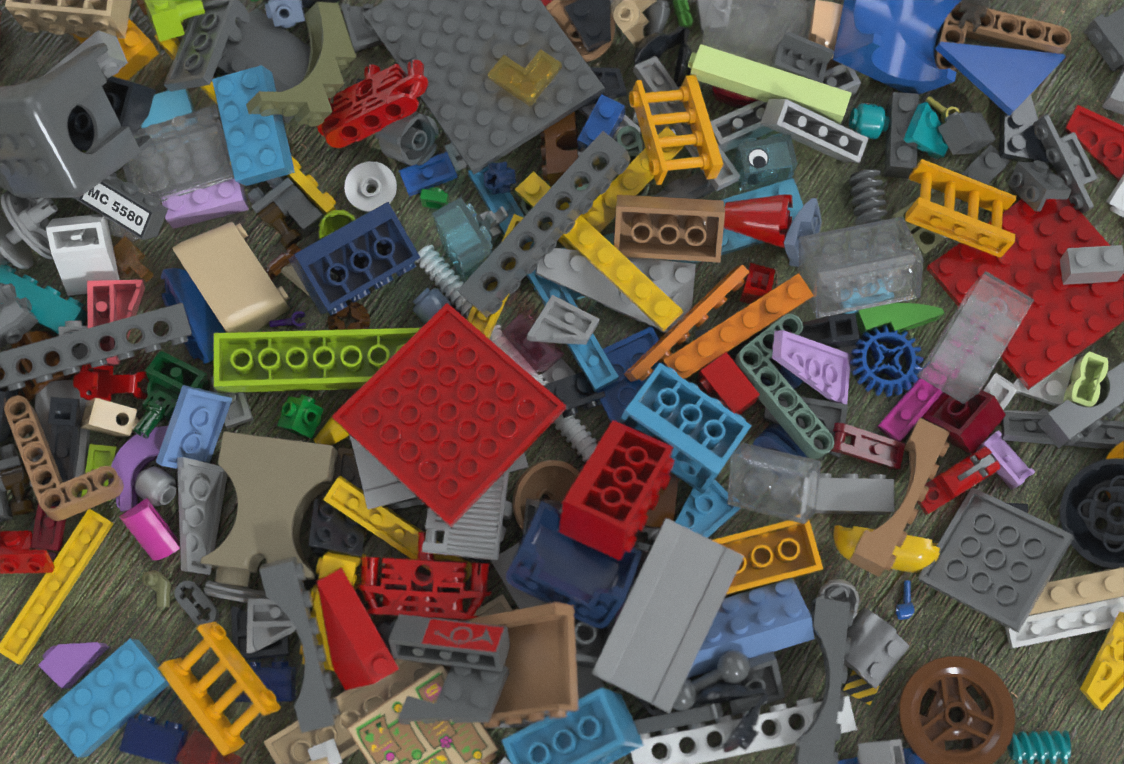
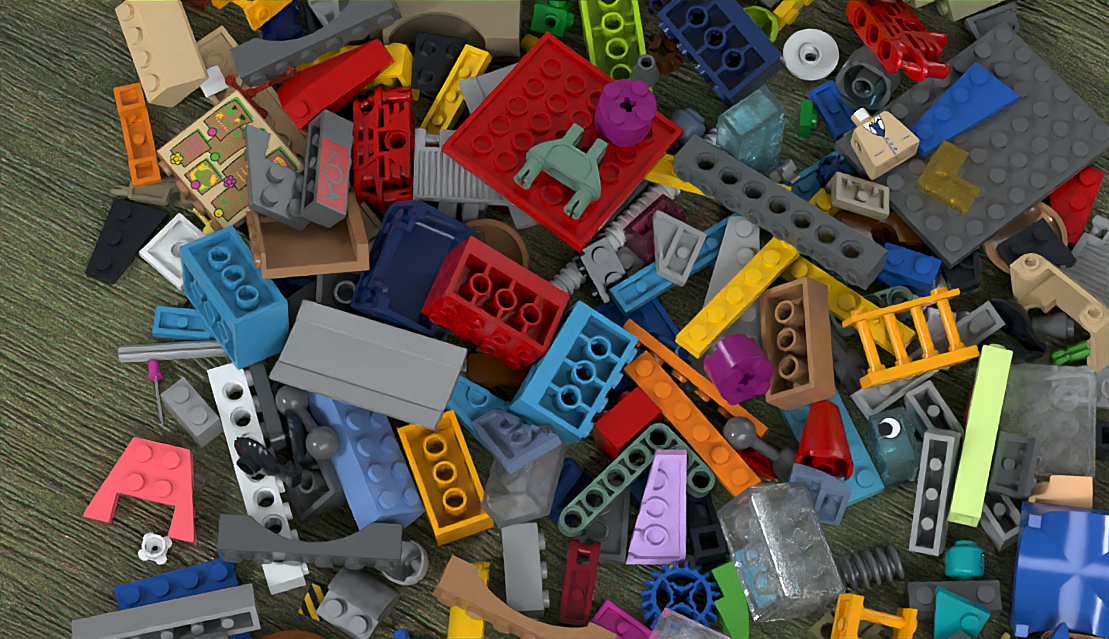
camera: 85 degrees right, 10 degrees down
(334, 673) = (290, 73): none -> clear red hinge
(369, 706) = (231, 81): none -> clear red hinge
(385, 336) = (646, 70): none -> dark grey cone
(434, 335) = (625, 112): none -> magenta brick
(452, 56) = (962, 107): none -> blue wing
(484, 128) = (881, 142): none -> tan torso
(485, 405) = (567, 165): none -> sand green connector
(533, 155) = (859, 196): none -> dark tan bracket
(652, 337) = (679, 350): none -> blue hand
(692, 279) = (739, 369): none -> magenta brick
(745, 488) = (512, 440): none -> sand blue wing
(749, 286) = (742, 433): none -> dark grey piece

